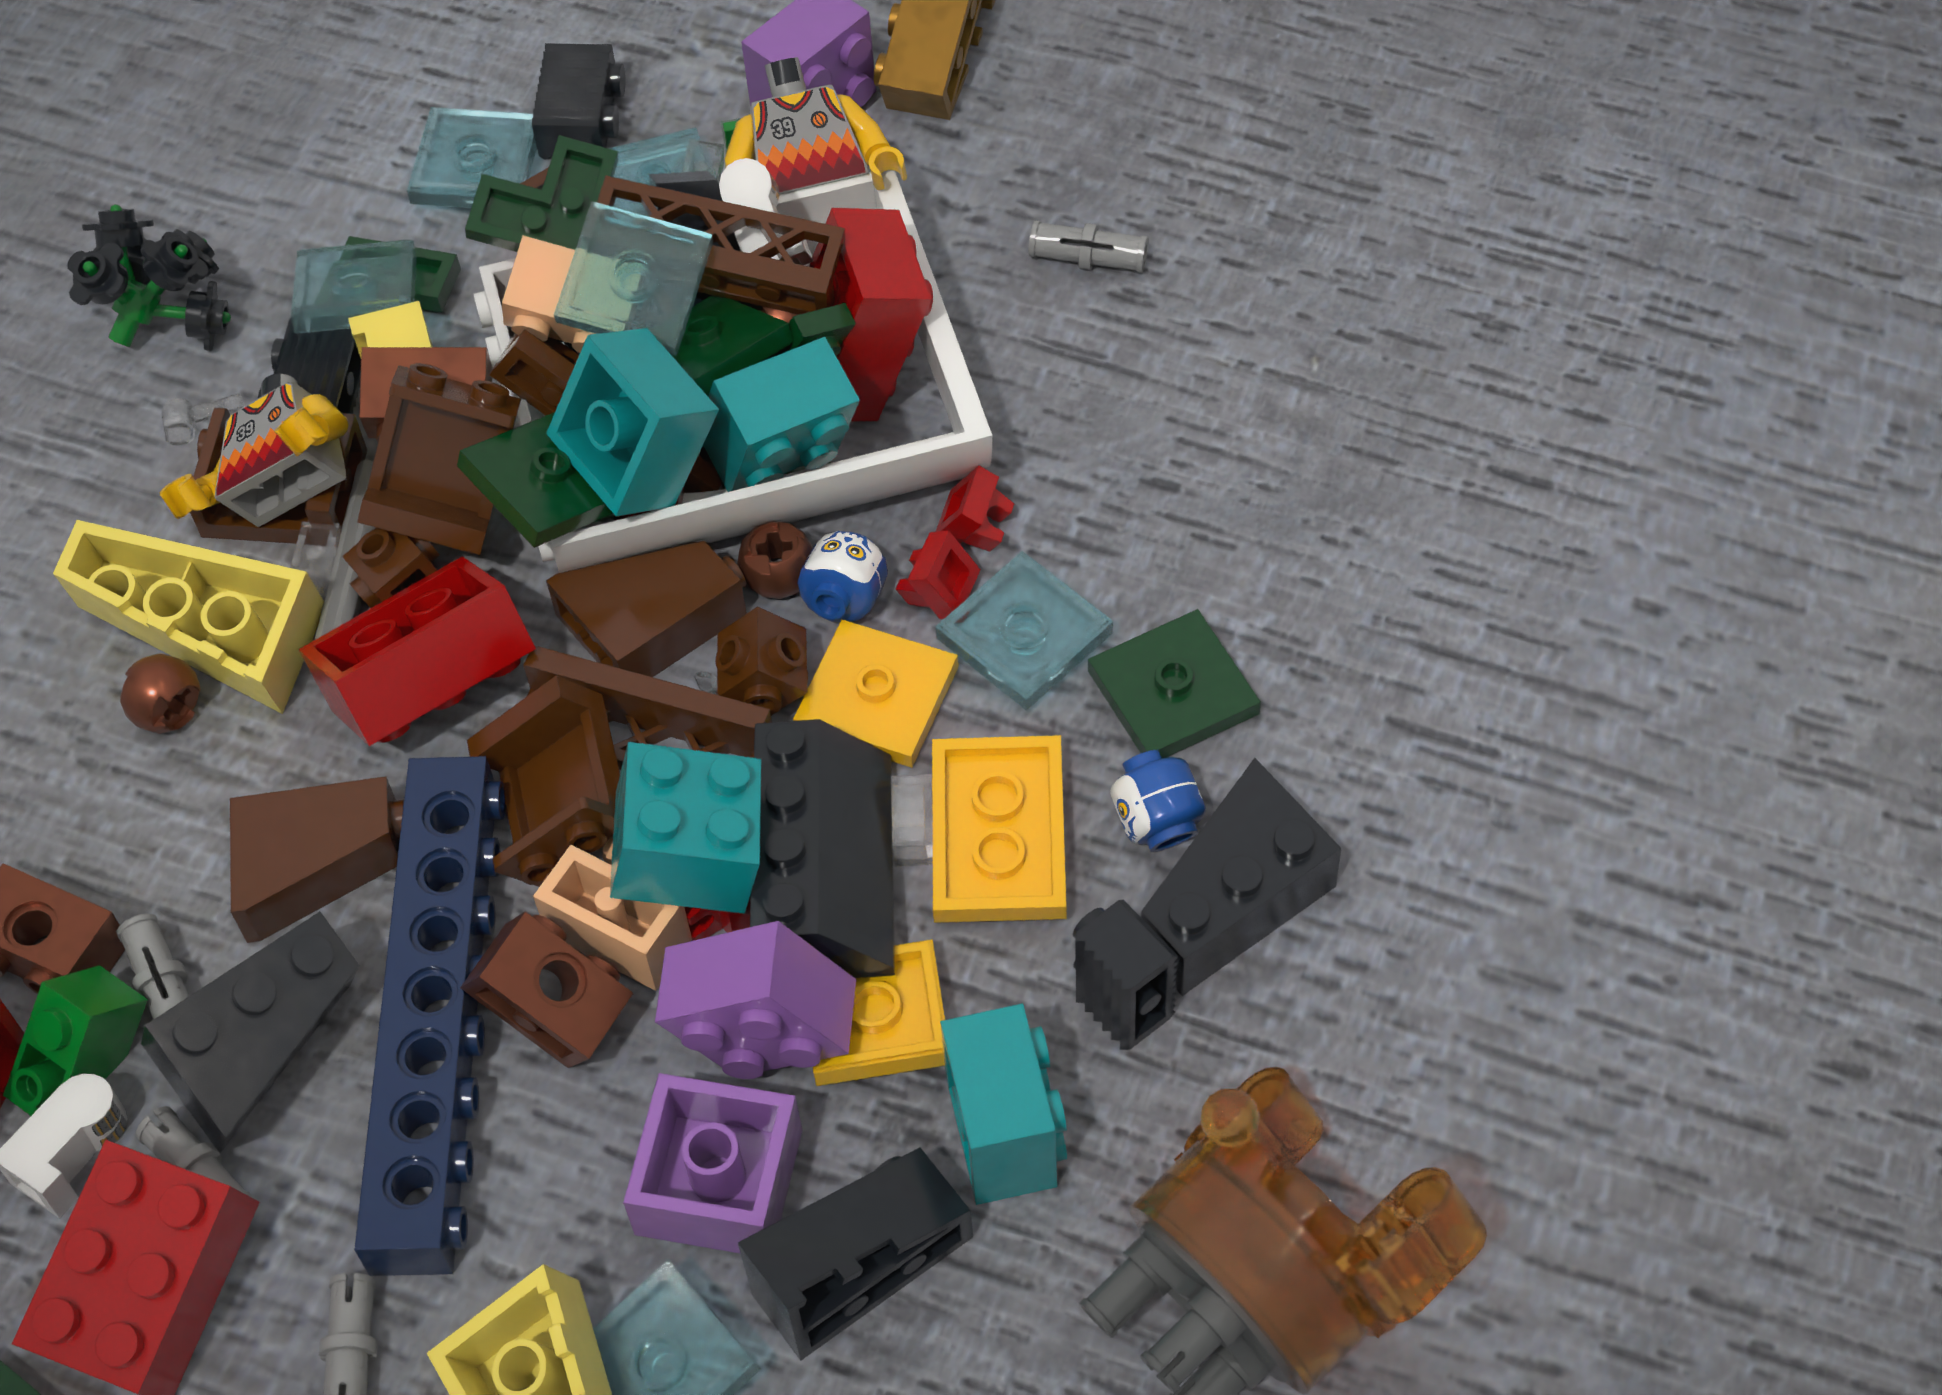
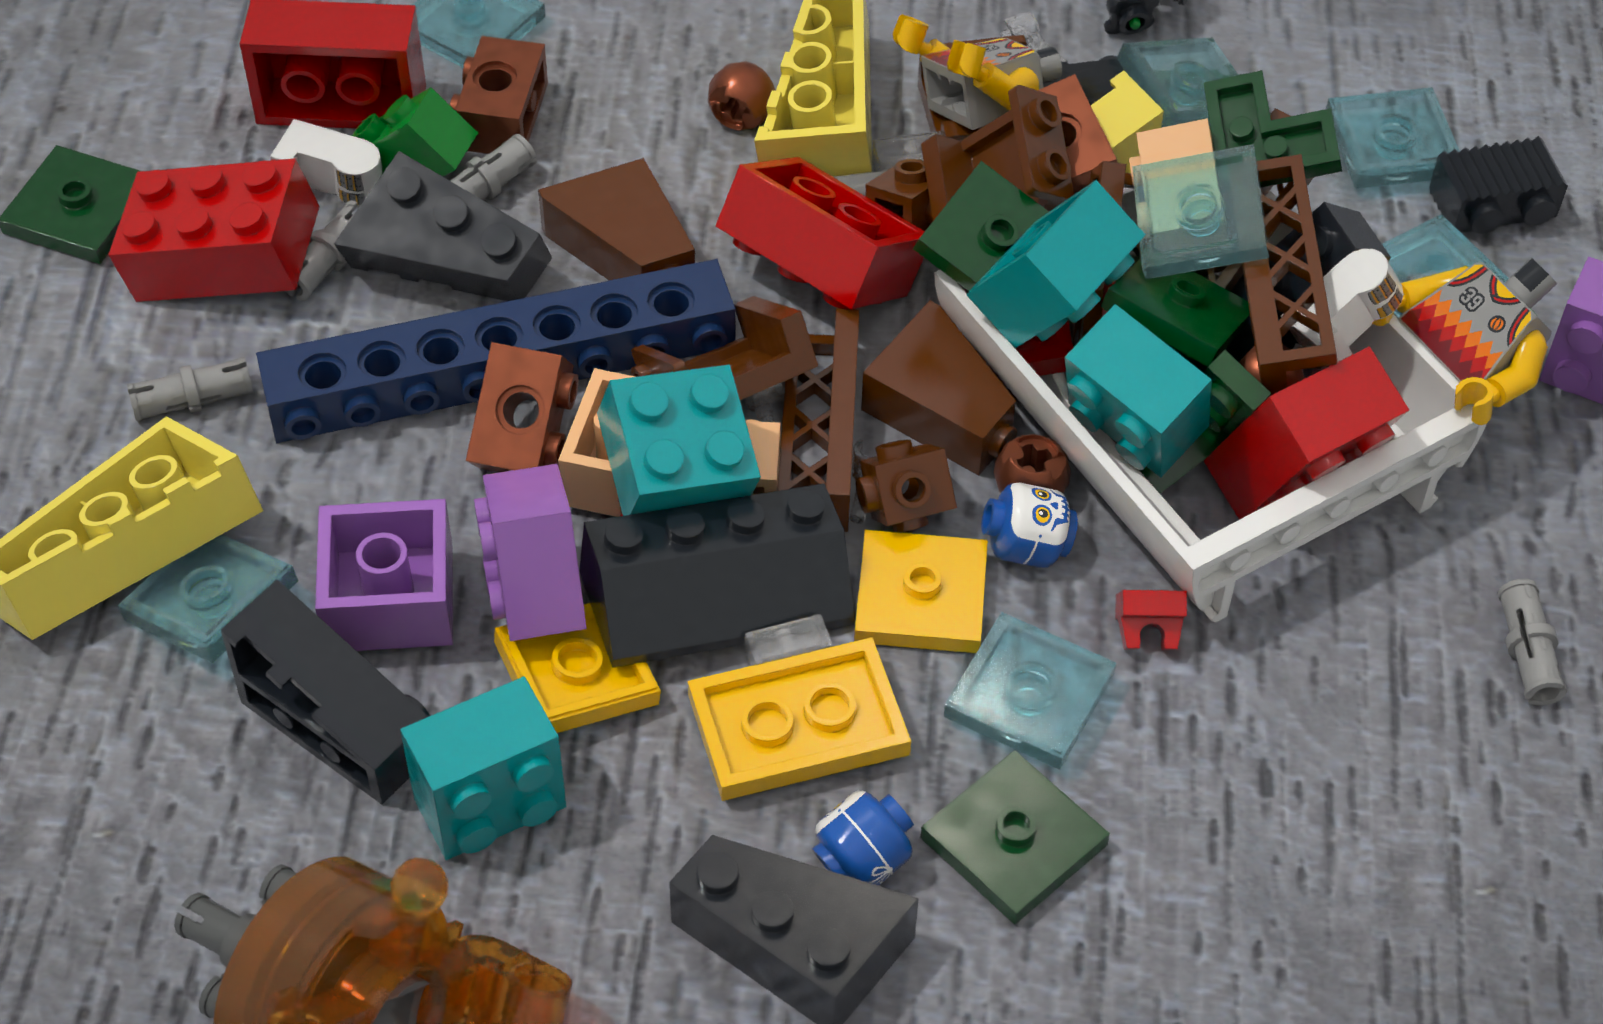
camera: 70 degrees right, 5 degrees down
(940, 575) = (1065, 604): red tile -> none
(1124, 973) = (645, 837): black brick -> none

